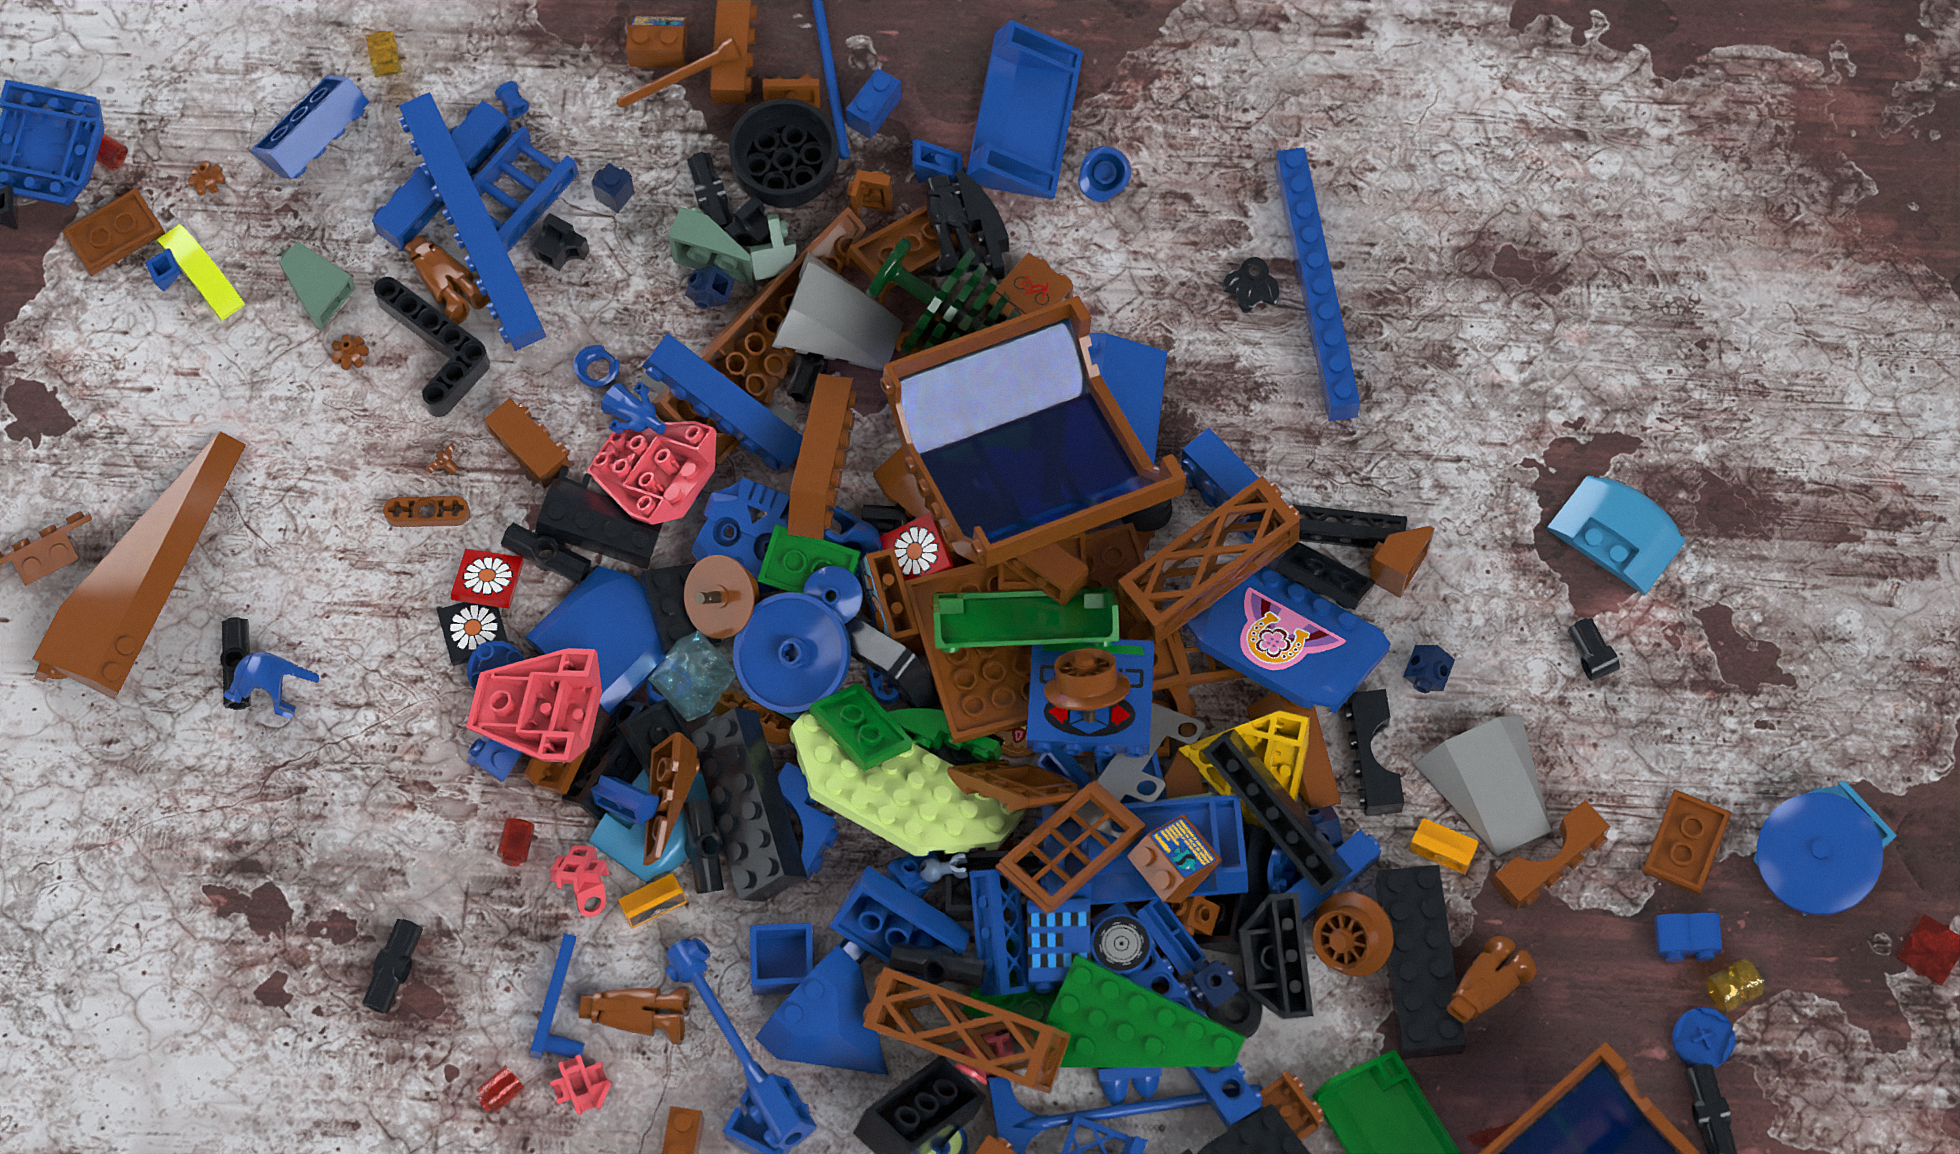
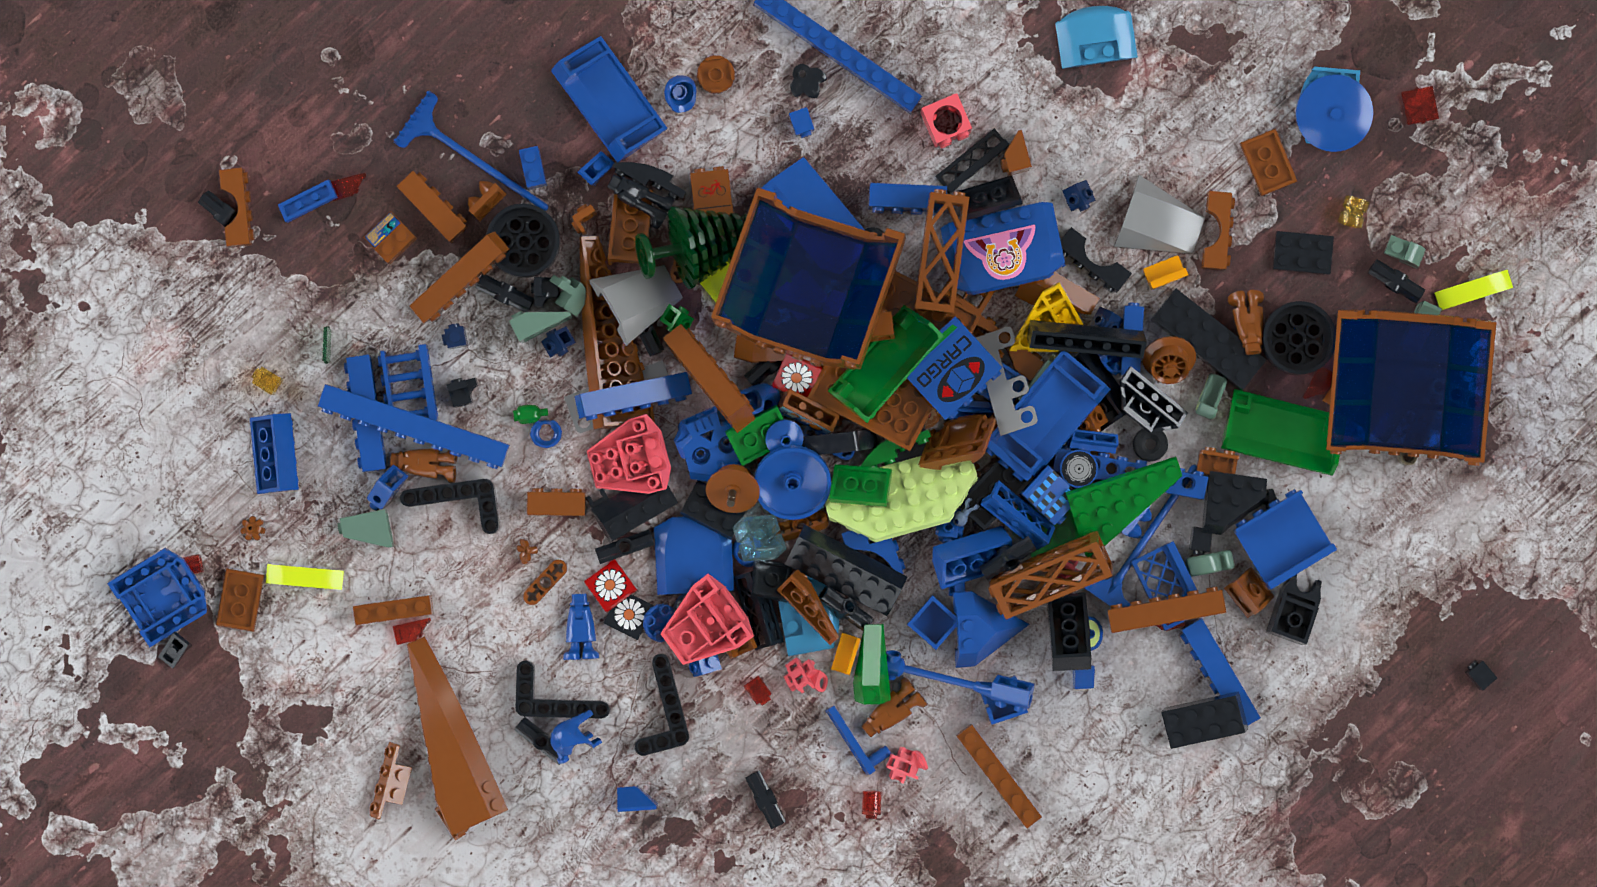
camera: 50 degrees left, 20 degrees up
(163, 269) = (289, 594): blue slope -> none
(238, 423) = (410, 631): none -> clear red slope
(245, 384) = (393, 610): none -> dark orange brick
(256, 818) = (634, 799): none -> blue slope
(290, 639) = (552, 703): none -> black beam
(349, 351) = (424, 539): dark orange plant -> none
(377, 256) = (381, 493): none -> blue torso
(398, 767) = (669, 709): none -> black beam
(404, 593) = (580, 629): none -> blue piece
(479, 72) = (326, 344): none -> clear green piece
(512, 99) = (356, 341): blue bush -> none
(600, 330) = (529, 414): none -> green plant
(625, 799) = (791, 624): blue piece -> none
(627, 407) = (589, 439): blue piece -> none
(656, 944) = (871, 670): none -> green wedge
(680, 124) = (459, 277): none -> dark orange brick
(727, 51) = (439, 213): dark orange piece -> none
(863, 379) = (675, 316): none -> green brick
(1028, 884) = (1017, 413): dark orange piece -> none
(1086, 682) = (952, 371): dark orange piece -> none
(1162, 193) = (715, 74): none -> dark orange tile
(1174, 859) = (1068, 410): slope -> none
(1201, 317) = (801, 122): none -> blue brick
(1223, 985) = (1133, 444): dark blue brick -> none
(1358, 1026) = (1211, 396): none -> sand green animal
(1364, 431) = (953, 105): none -> coral brick
(1537, 1017) = (1310, 315): none -> black wheel
(1596, 656) = (1146, 112): black piece -> none
(1629, 977) = (1303, 252): none -> black plate
(1688, 935) = (1311, 208): blue brick -> none
(1703, 1037) = (1360, 248): blue tile -> none
(1758, 1090) = (1407, 252): none -> sand green brick

